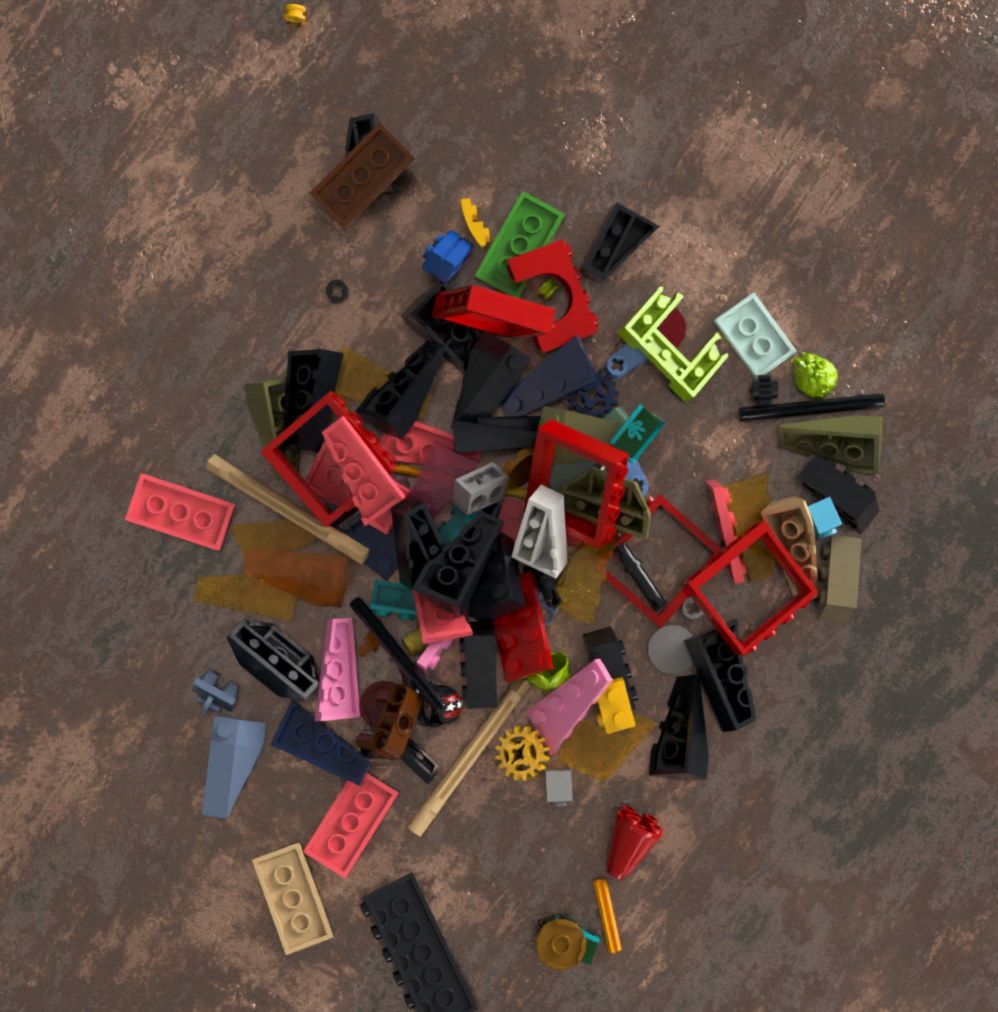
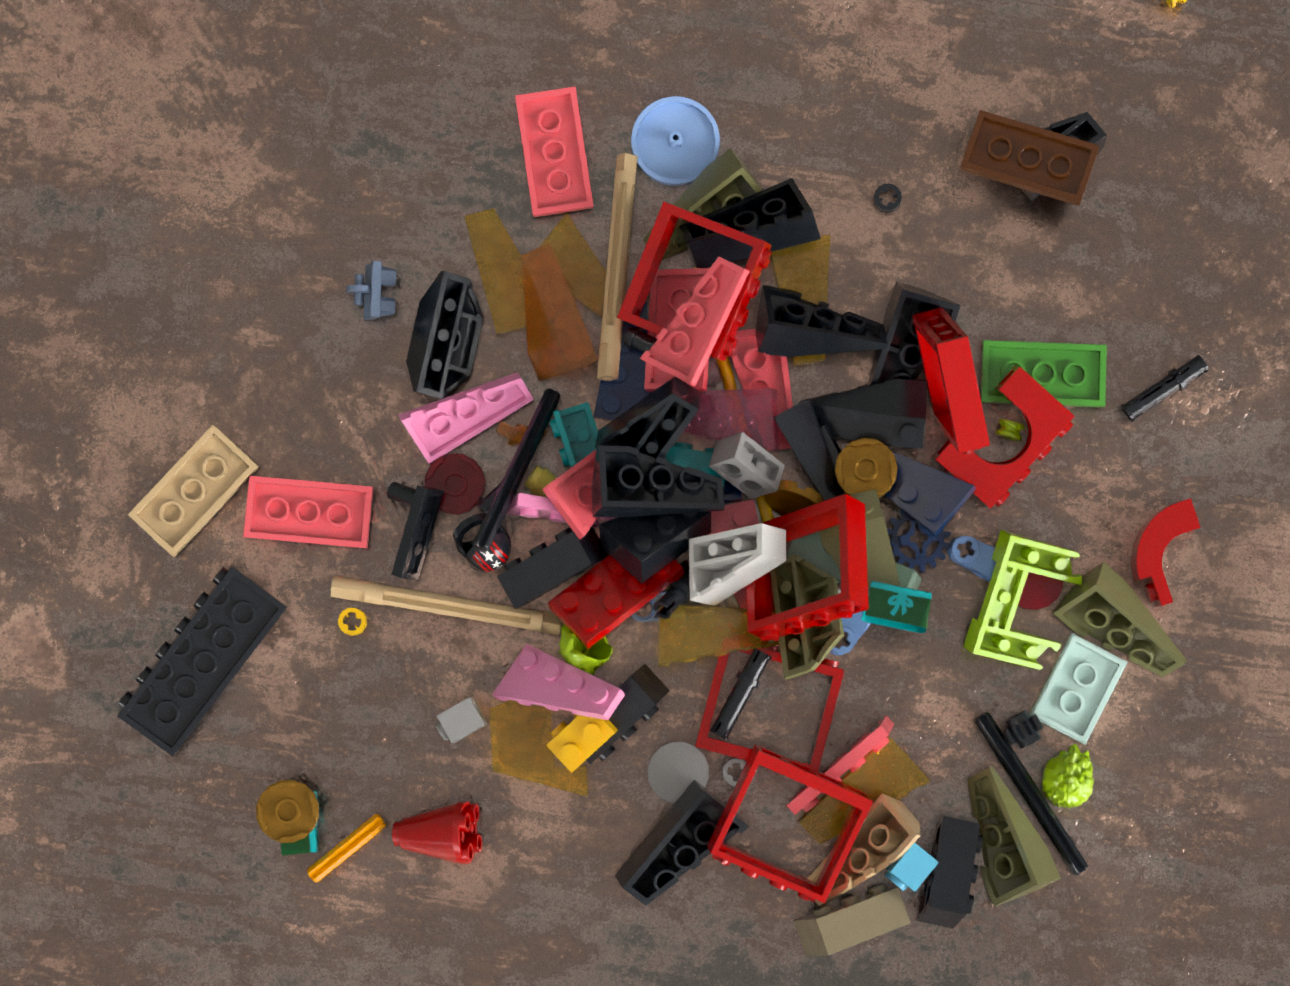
camera: 65 degrees right, 0 degrees up
(217, 421) = (675, 140): none -> light blue piece
(232, 755) = (314, 345): sand blue wedge -> none
(318, 745) = (374, 433): dark blue wing -> none
(394, 723) = (440, 502): reddish brown piece -> none
(446, 255) = (989, 297): blue brick -> none
(448, 837) = (359, 615): none -> yellow bush
(476, 229) = (1036, 316): yellow slope -> none
(523, 405) = (865, 467): none -> pearl gold tile
(532, 750) = (485, 673): yellow gear -> none
(573, 163) = (1175, 381): none -> black pin
(616, 239) = (1103, 477): black wedge -> none
(679, 232) = (1151, 543): none -> red arch
(683, 739) = (582, 835): black wedge -> none
(716, 283) = (1117, 617): none -> olive wedge

